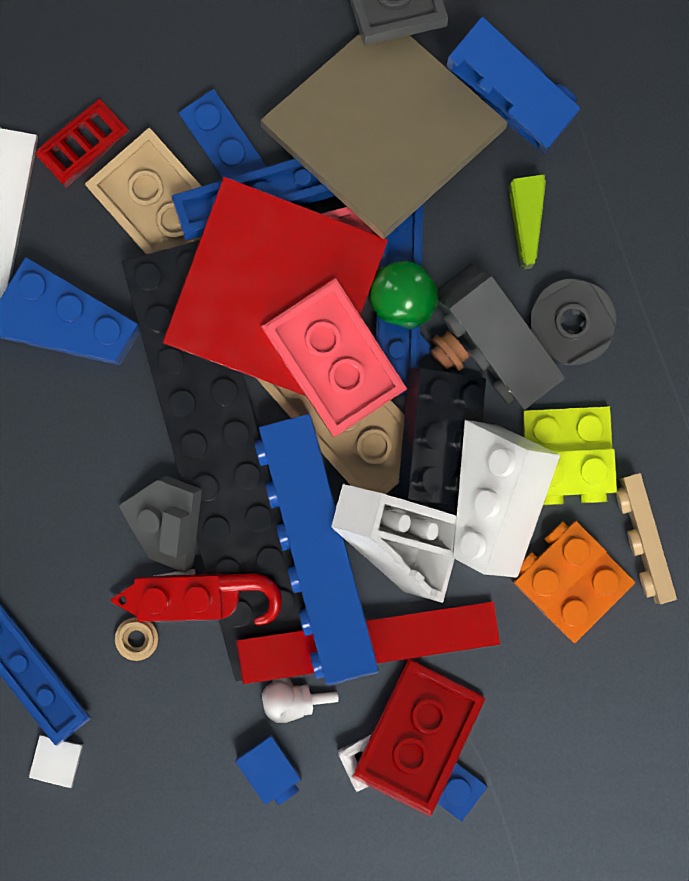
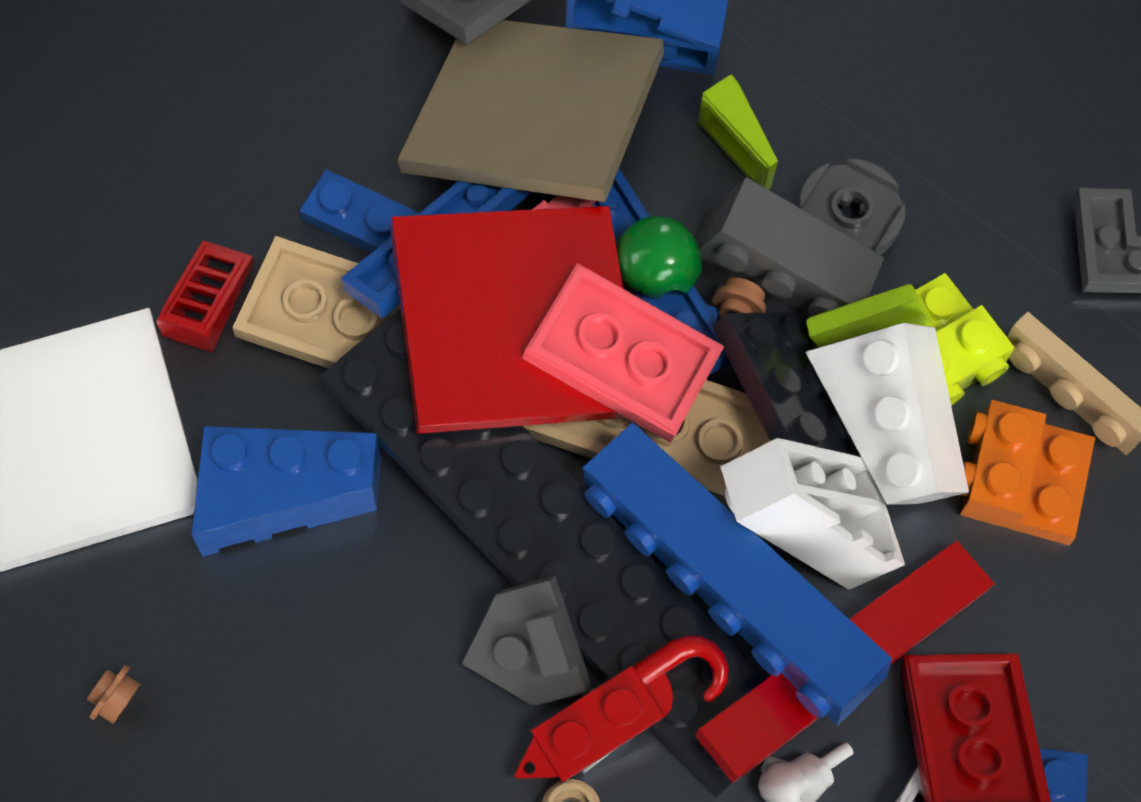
camera: 35 degrees left, 20 degrees down
(523, 419) = (869, 315): none -> lime tile

